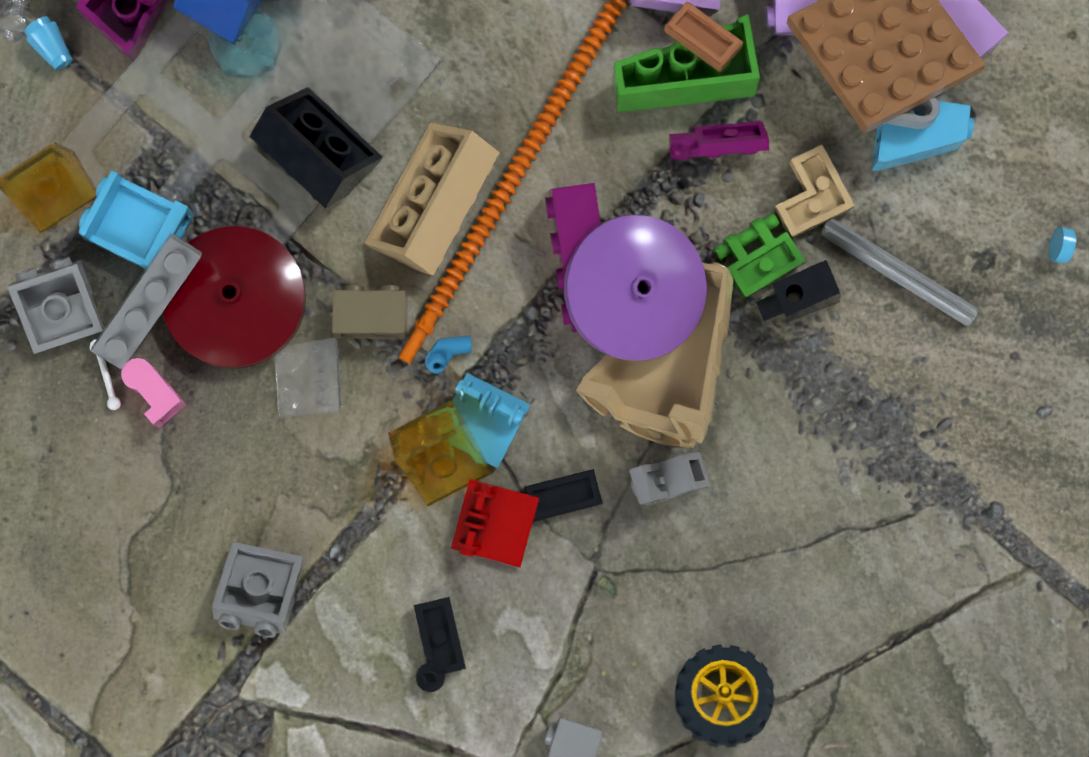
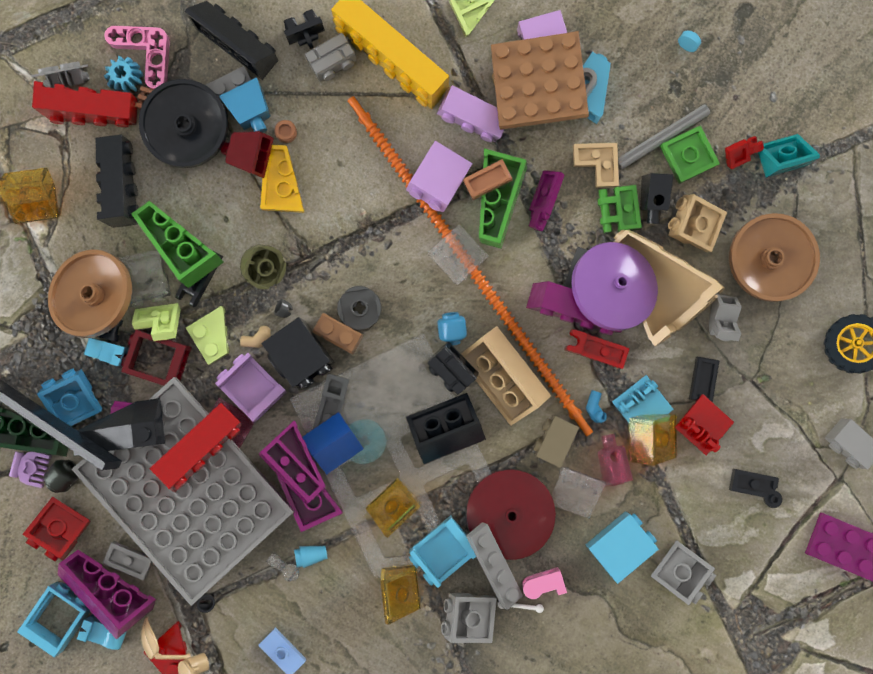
camera: 65 degrees left, 5 degrees up
(168, 126) = (393, 507): none -> clear yellow slope
(258, 479) = (622, 546): none -> medium azure brick
(362, 416) = (614, 472): none -> clear pink torso
(407, 116) = (452, 368): none -> black brick
(466, 92) = (452, 328): none -> dark azure head
(534, 317) = (598, 349): none -> red plate
(576, 52) = (458, 254): none -> clear hinge
(793, 376) = (696, 222): none -> tan plate
(795, 511) = (774, 257): none -> medium nougat dish
(891, 321) = (689, 154): none -> bright green plate
(931, 394) = (740, 152): none -> red plate
(961, 464) = (786, 155): none -> teal slope

